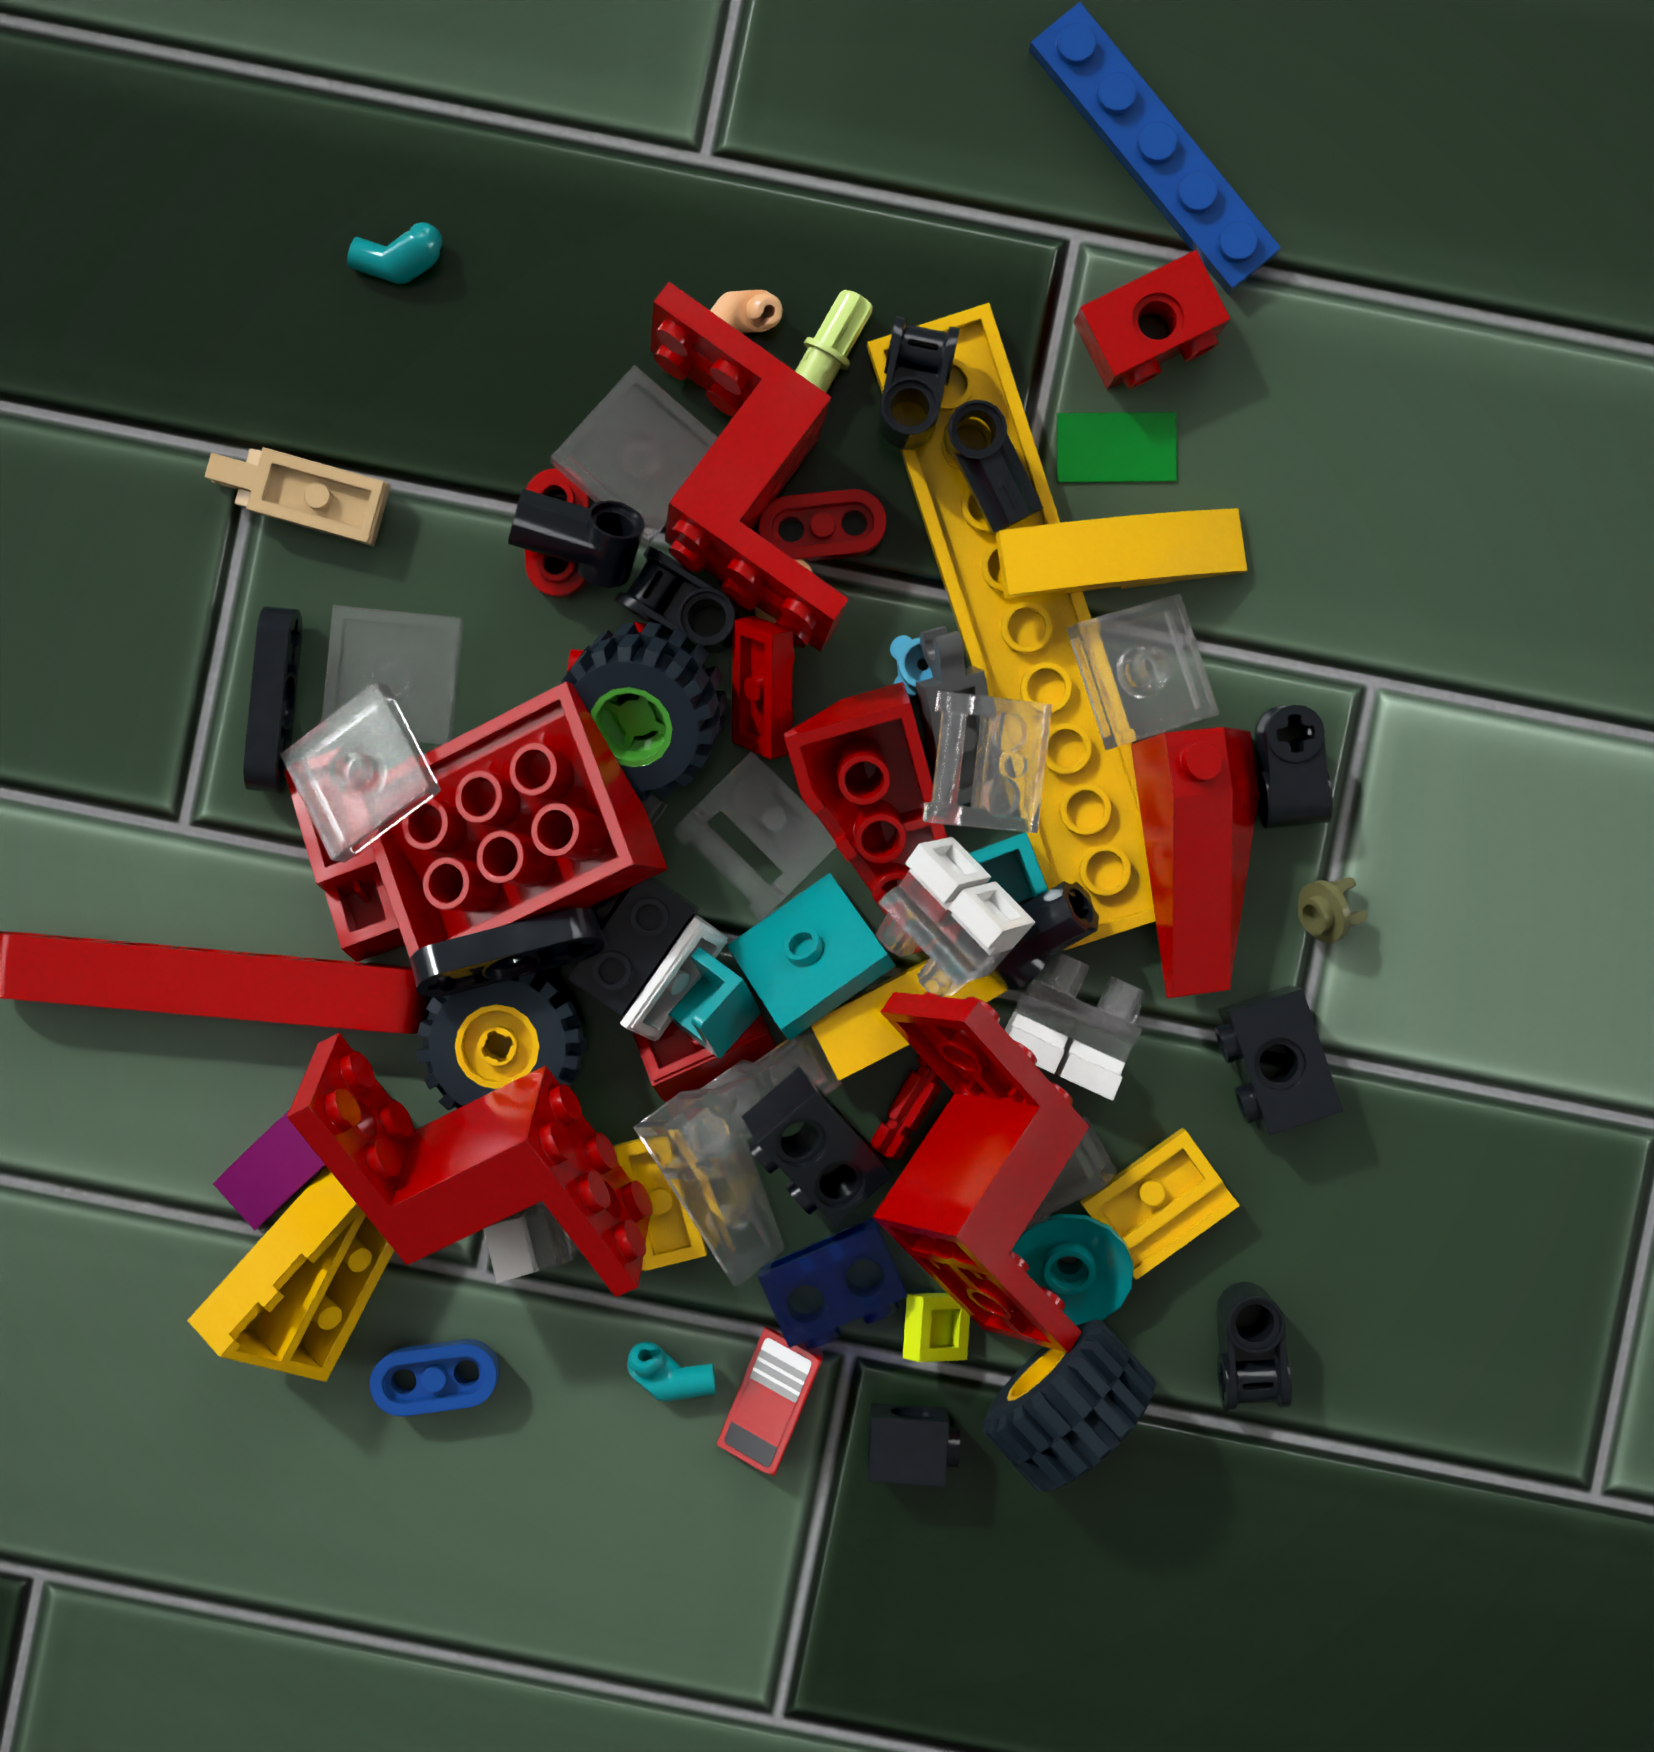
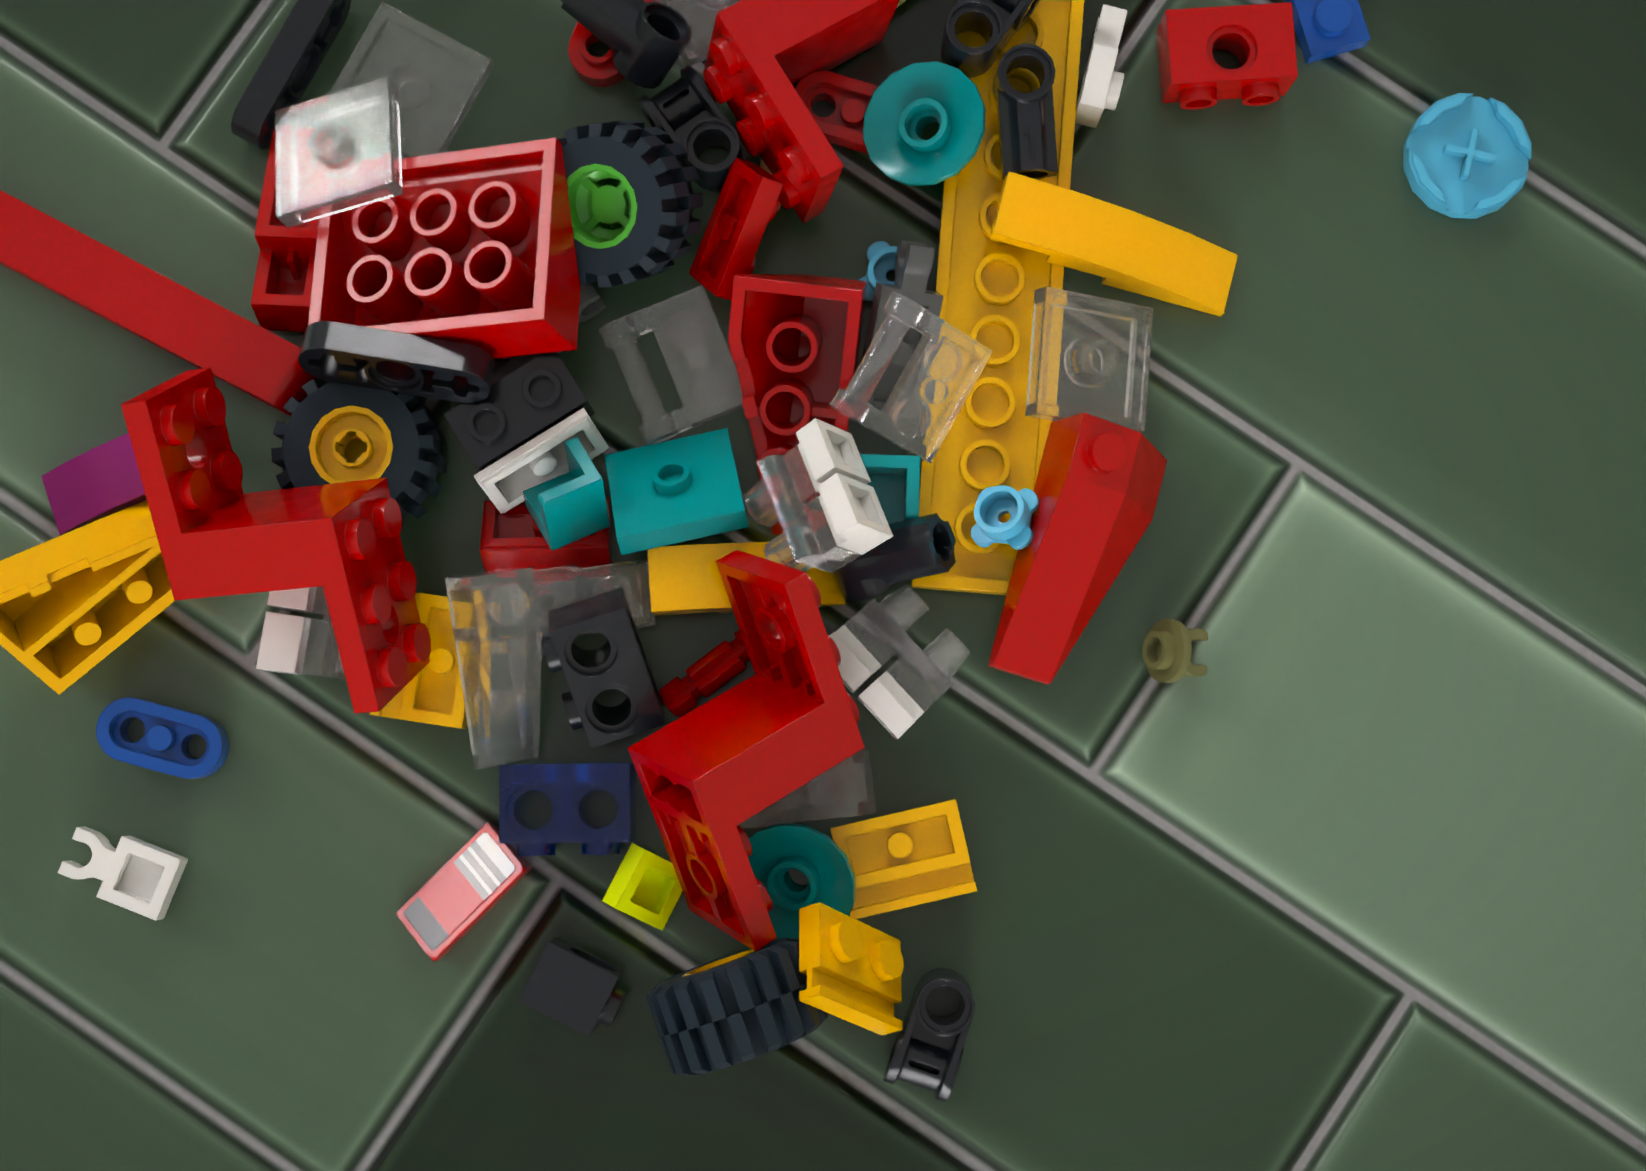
camera: 20 degrees right, 5 degrees down
(465, 1511) = (133, 874): none -> white plate
(665, 1377) = (375, 830): teal arm -> none
(869, 506) = (910, 102): none -> teal dish
(1042, 398) = (1100, 82): none -> white plate
(1108, 854) = (994, 503): none -> medium azure plate
(1117, 447) = (1149, 157): green sticker -> none
(1156, 1328) = (850, 969): none -> yellow plate
(1294, 776) = (1190, 518): black piece -> none
(1306, 1085) = (1091, 739): black brick -> none
(1415, 322) = (1466, 156): none -> medium azure tile

